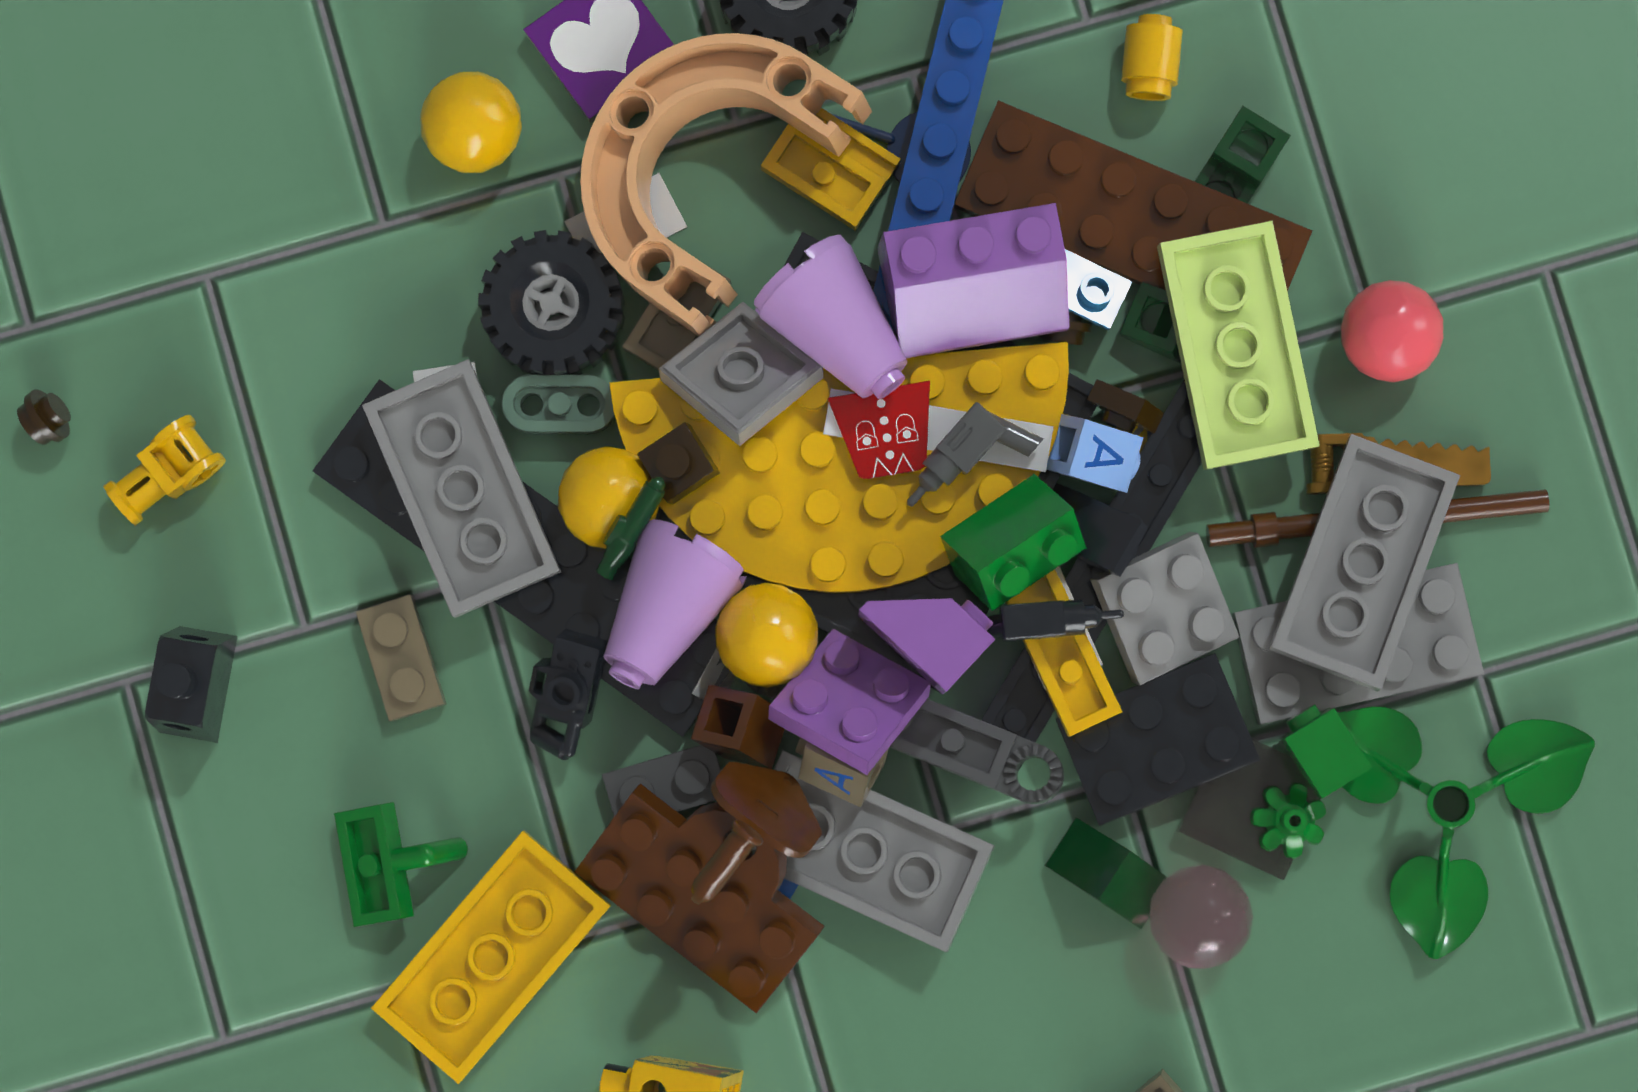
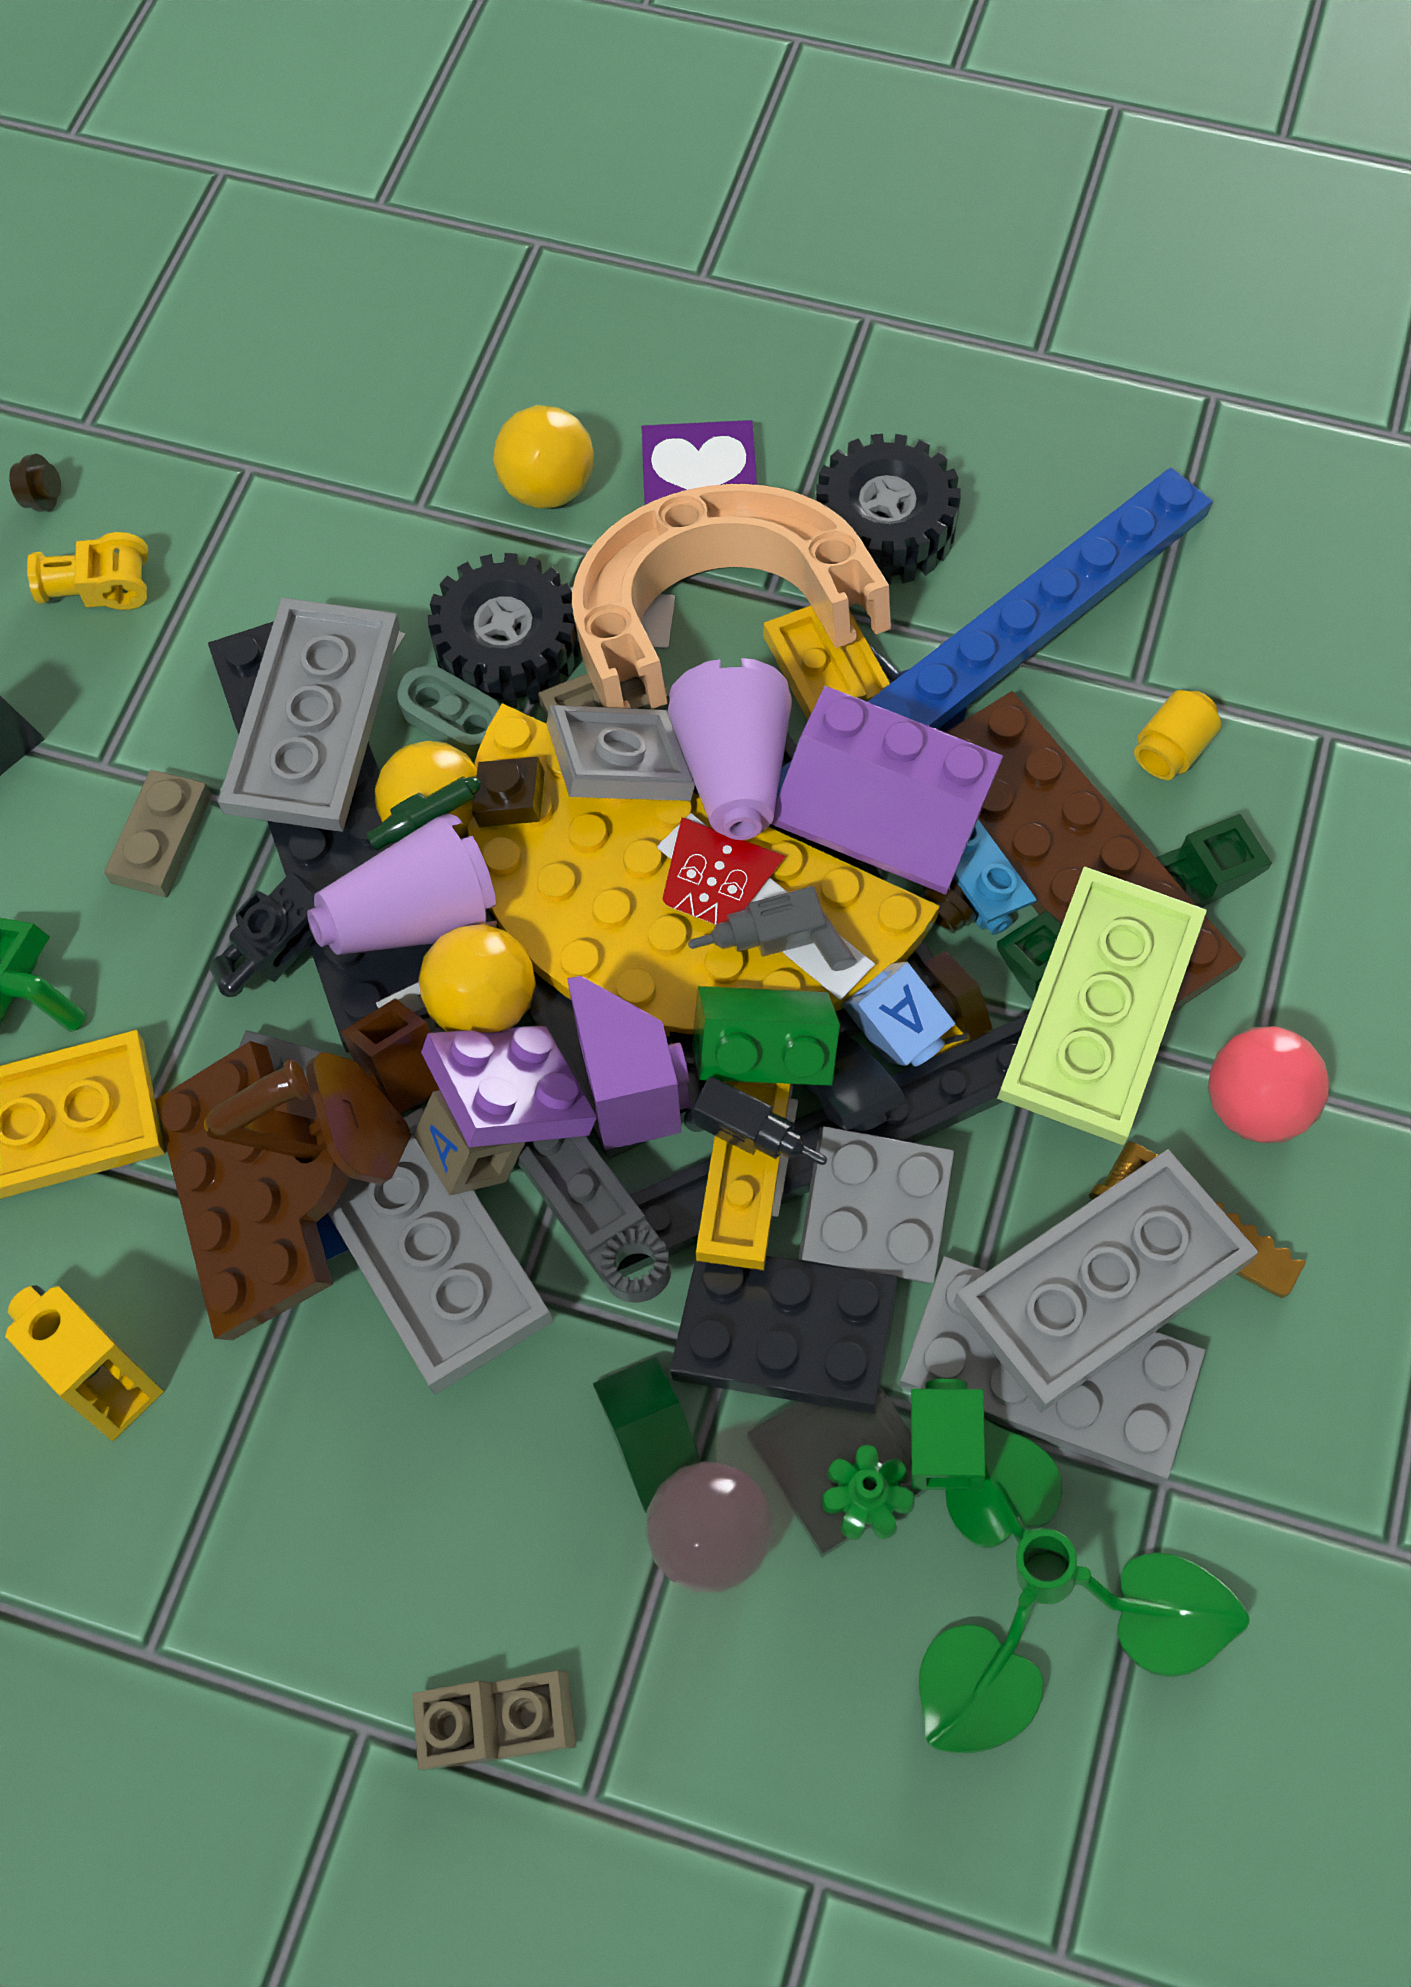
camera: 35 degrees right, 20 degrees down
(1268, 529) = (1027, 1201): reddish brown bar -> none

